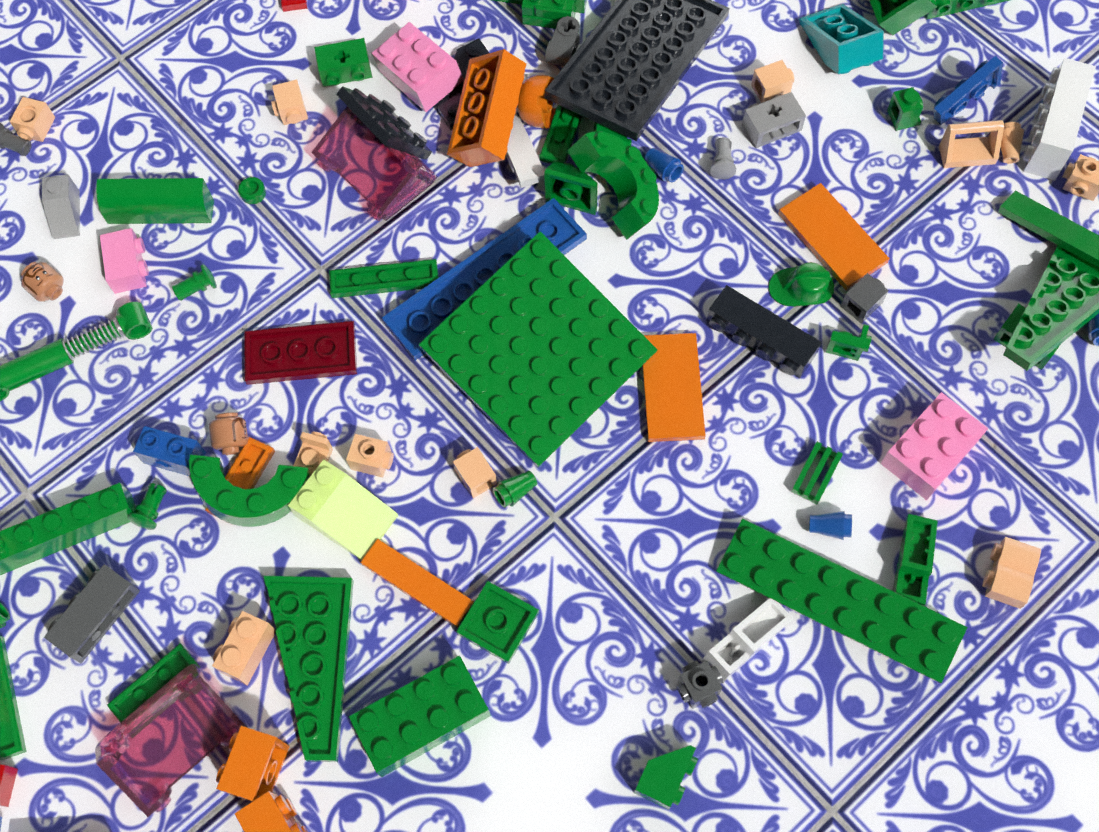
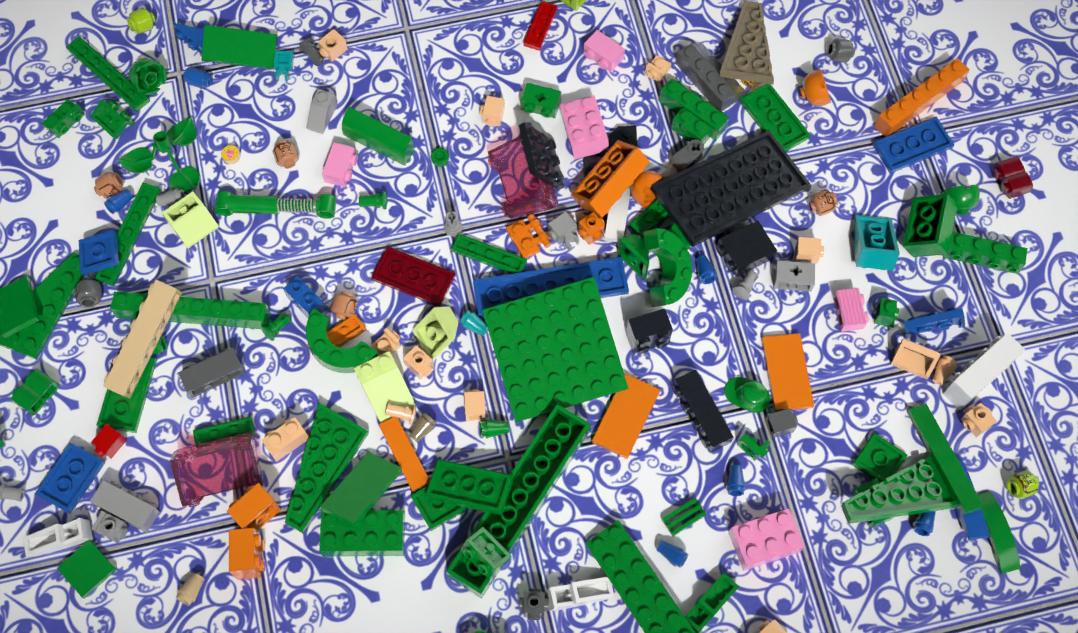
camera: 25 degrees right, 0 degrees up
(316, 264) = (452, 225): none -> light grey pin
(370, 403) = (436, 330): none -> yellowish green slope
(384, 530) = (404, 413): none -> light nougat pin
(386, 659) = (361, 489): none -> green tile
(414, 370) = (474, 323): none -> teal cone
(418, 239) = (524, 241): none -> orange plate
(421, 535) = (422, 427): none -> dark tan cone
(461, 201) = (563, 229): none -> light grey brick
(495, 182) = (591, 228): none -> orange brick
(530, 578) = (469, 487): none -> green tile
(602, 566) = (532, 483): none -> green brick
(603, 651) = (485, 552): none -> green bracket
(642, 268) = (649, 331): none -> black brick
(698, 115) = (746, 248): none -> black brick
(755, 20) = (823, 202): none -> nougat head
(854, 396) = (735, 482): none -> blue cone
(862, 126) = (850, 309): none -> bright pink brick
(1002, 282) = (879, 458): none -> green tile

